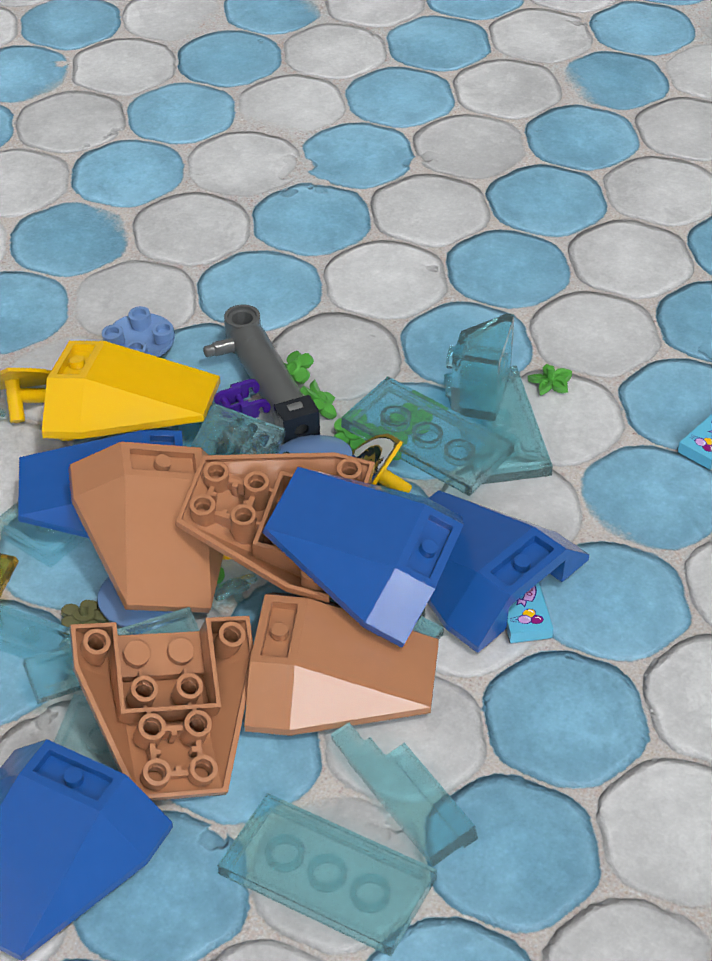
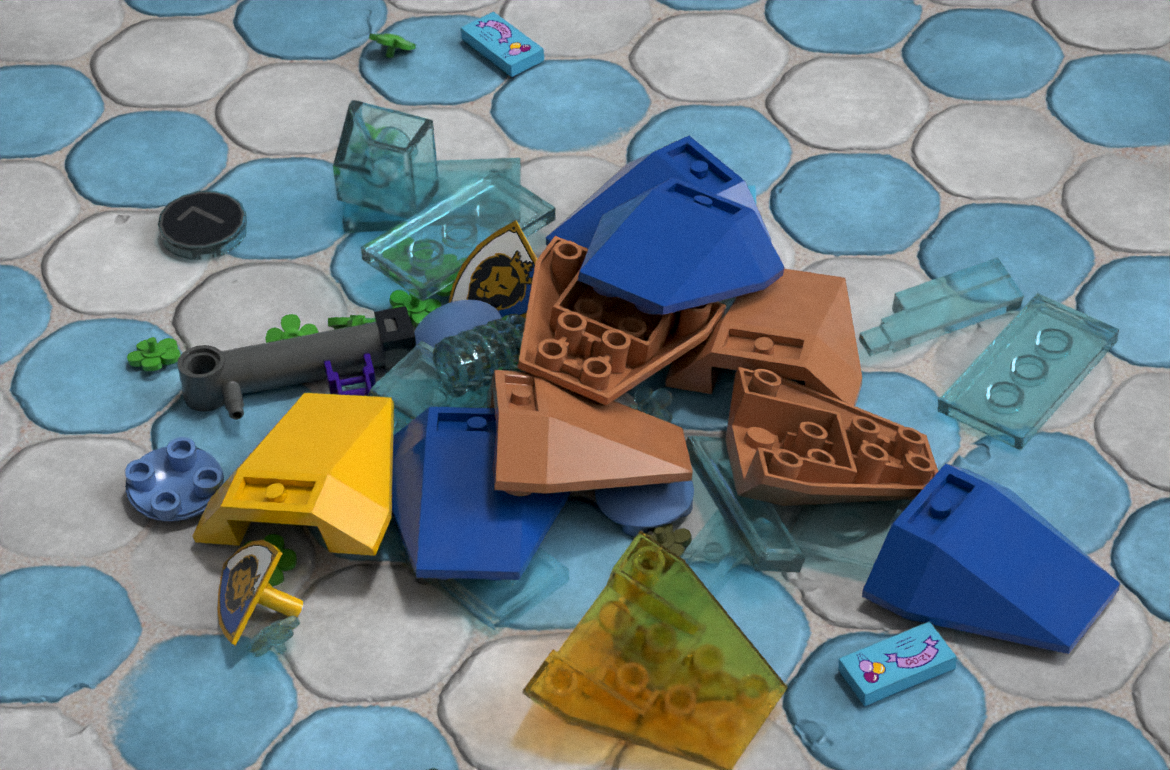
camera: 80 degrees left, 0 degrees up
(279, 307) = (153, 355): none -> bright green plant
(427, 304) = (202, 224): none -> black tile
(688, 367) = (392, 41): none -> bright green plant

